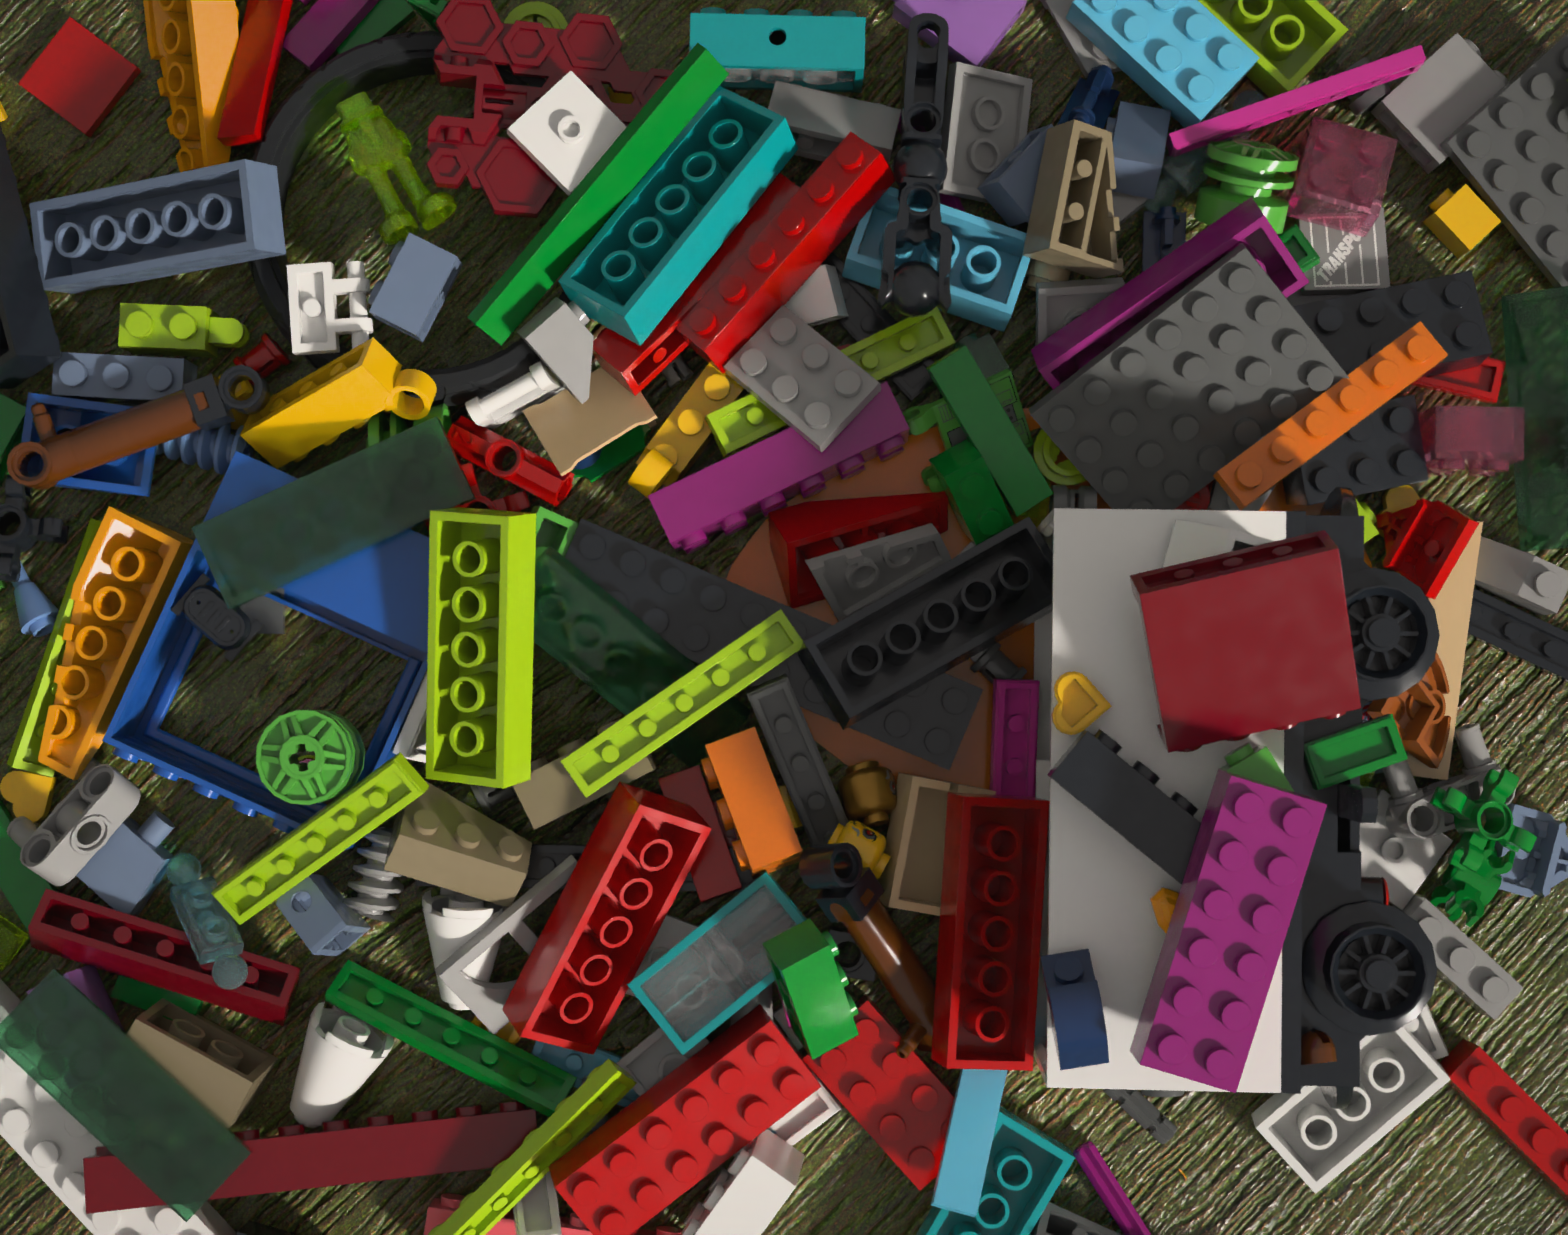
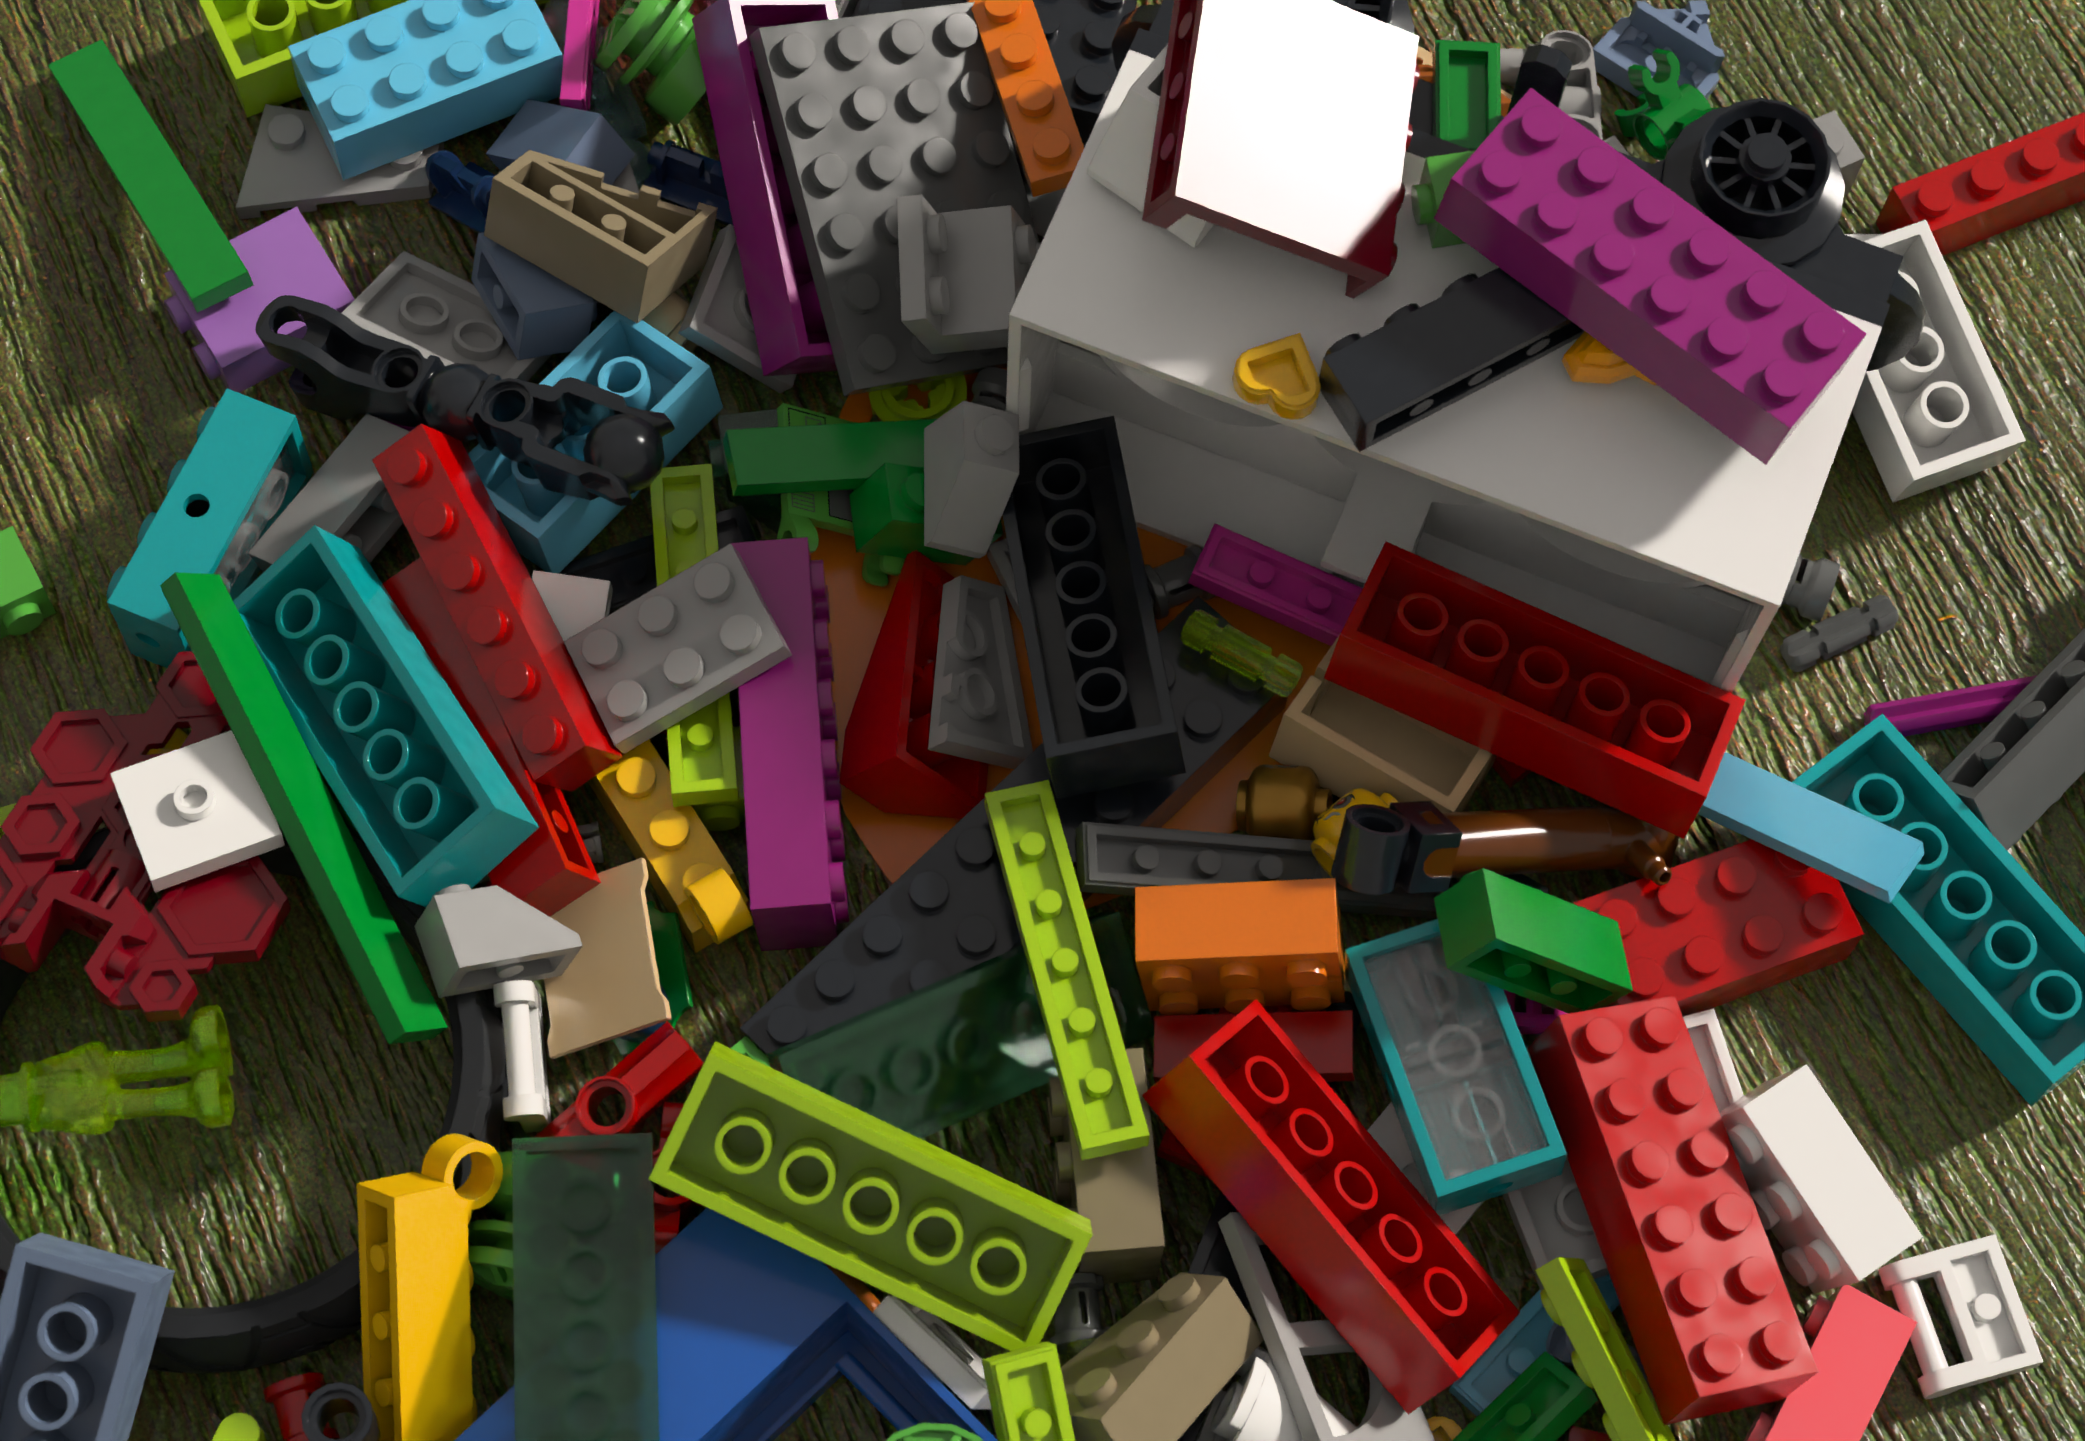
camera: 75 degrees left, 20 degrees down
(314, 307) = (272, 1264): white plate -> none
(414, 286) = (309, 1108): sand blue brick -> none
(946, 733) = (1241, 653): none -> clear neon green axle
(991, 514) = (968, 476): none -> light grey slope
(1075, 1009) = (1692, 506): dark blue brick -> none
(1131, 457) = (961, 273): none -> light grey bracket
(1317, 1048) = (1840, 270): reddish brown hinge -> none
(1467, 820) = (1603, 63): green pin -> none

